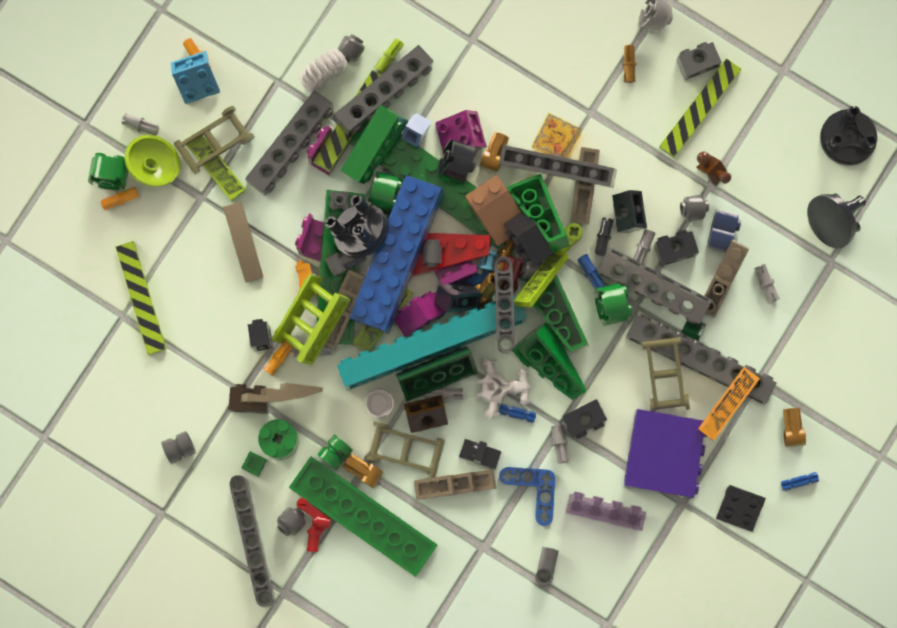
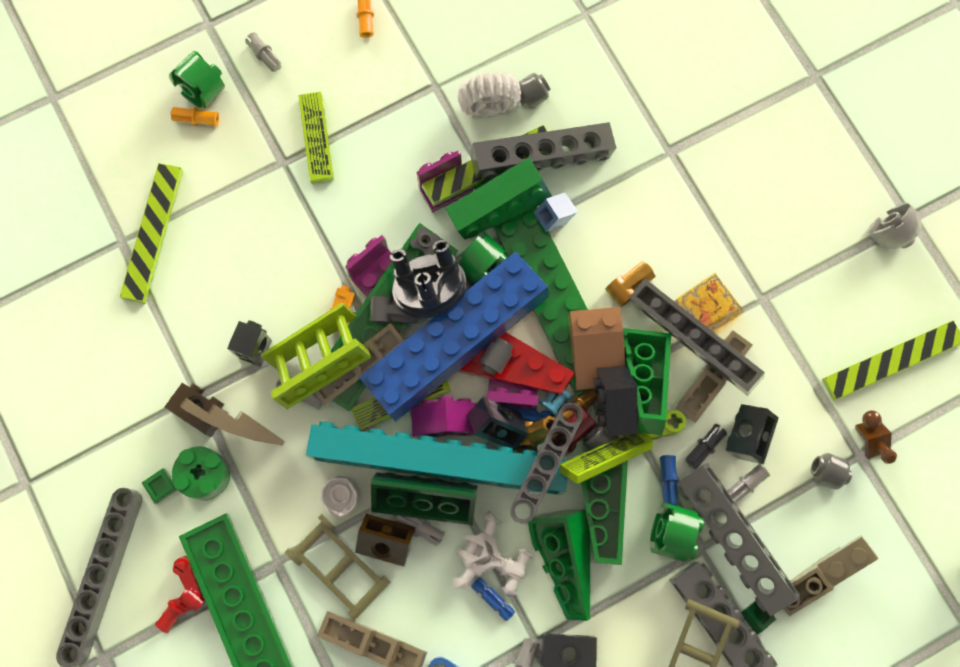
camera: 25 degrees right, 5 degrees down
(157, 154) = (257, 85): lime dish -> none
(179, 447) = (80, 419): dark grey wheel -> none
(194, 77) = (347, 33): dark azure bracket -> none
(227, 114) = (361, 89): olive piece -> none
(243, 241) = (296, 231): dark tan slope -> none
(278, 358) = (256, 381): light orange axle -> none
(291, 521) = (157, 578): dark grey head -> none
(314, 102) = (394, 151): dark grey brick -> none
(335, 452) = (253, 525): green wheel -> none
(366, 472) = (278, 570): pearl gold piece -> none
(389, 55) = (571, 119): lime axle -> none
(457, 161) = (583, 268): black brick -> none
(461, 127) = (603, 242): magenta bracket -> none
(480, 453) = (422, 623): black bracket -> none
(629, 64) = (835, 268): pearl gold axle -> none
(667, 255) = (801, 506): black brick -> none
(690, 68) = (905, 308): dark grey brick -> none
(723, 230) = (852, 517): dark blue brick -> none
(767, 283) = (874, 610): light grey pin -> none

